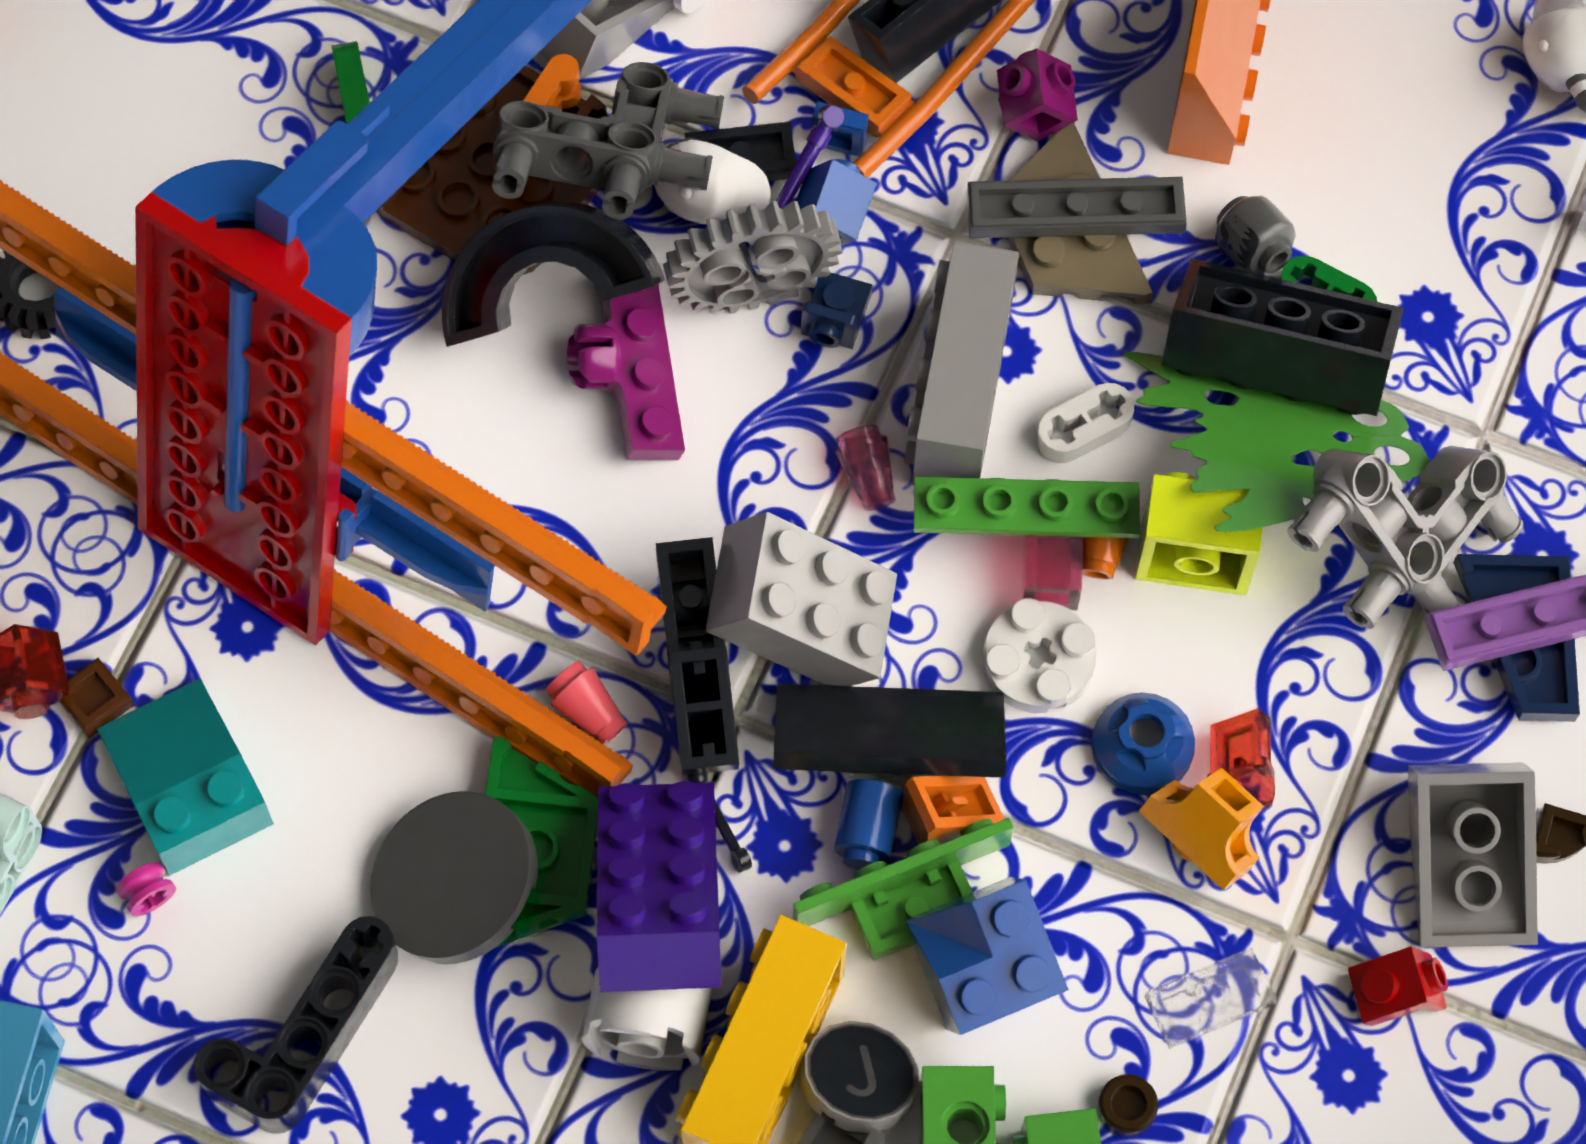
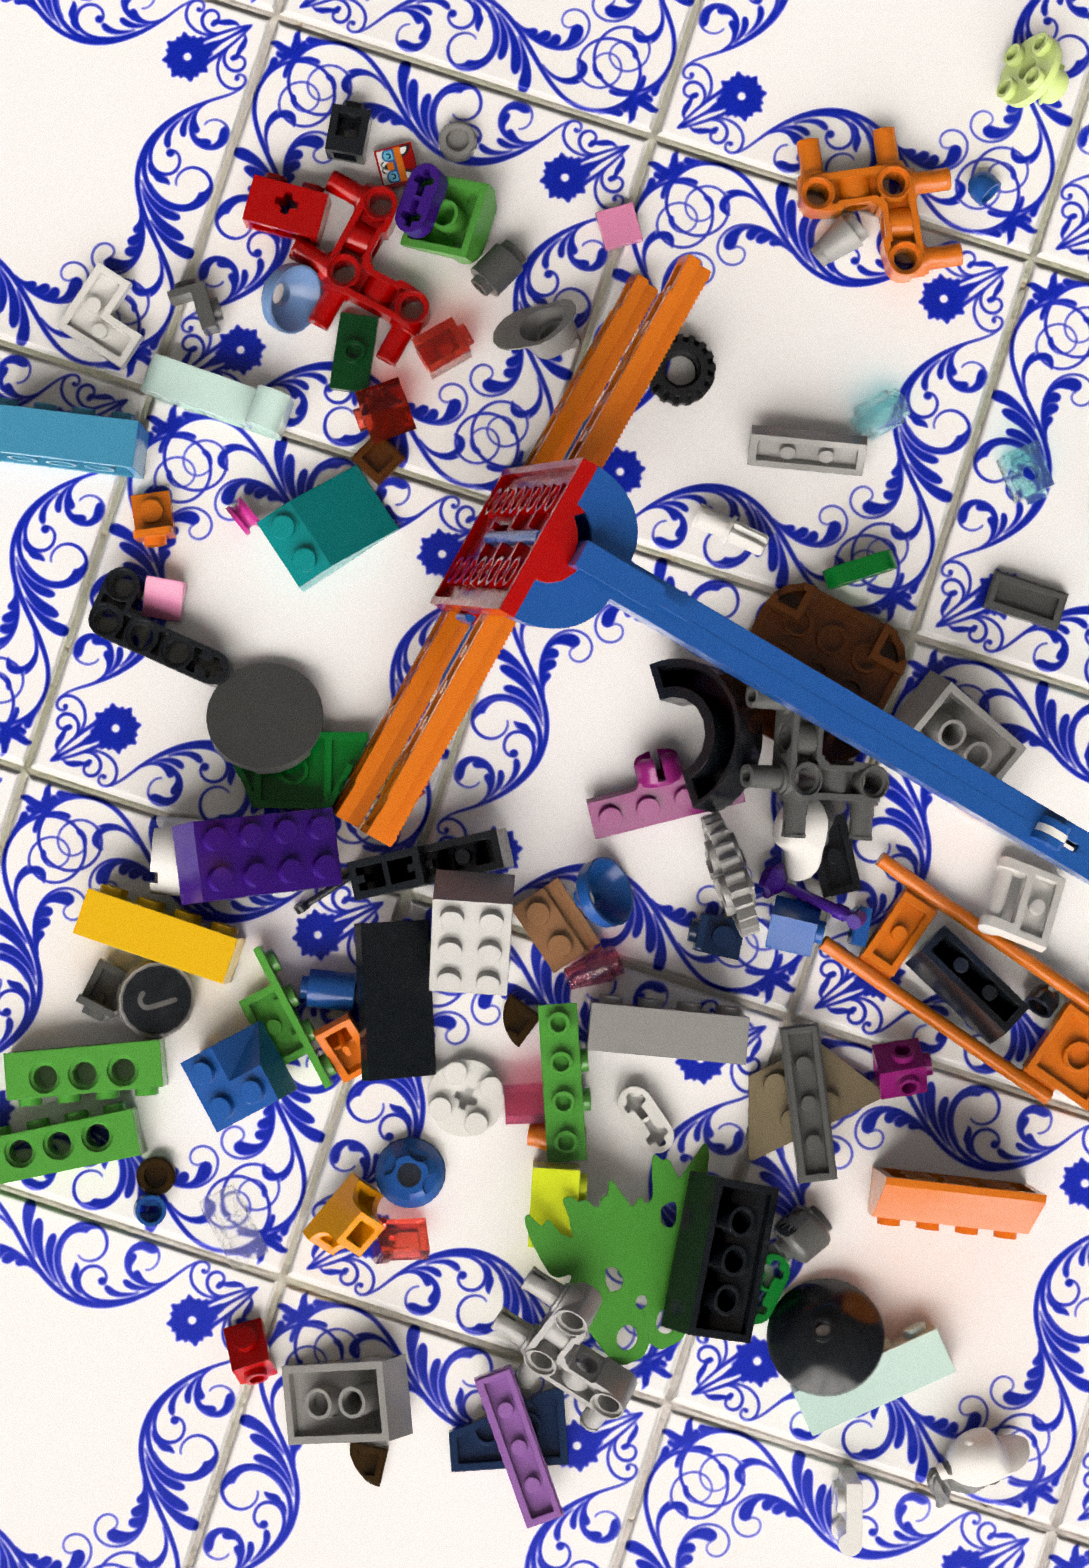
camera: 85 degrees right, 20 degrees up
(128, 1025) = (153, 518): none -> orange bracket
(145, 45) = (880, 414): none -> clear light blue brick
(180, 124) = (807, 450): none -> light grey plate
(251, 1016) = (163, 598): none -> bright pink slope
(763, 442) = (610, 891): none -> blue piece
(813, 500) = (555, 925): none -> medium nougat plate
(932, 577) = (518, 1019): none -> dark brown tile
(1192, 1116) = (149, 1218): none -> blue hinge
(1414, 239) = (829, 1362): none -> black dish
(1455, 169) = (904, 1367): none -> light aqua brick

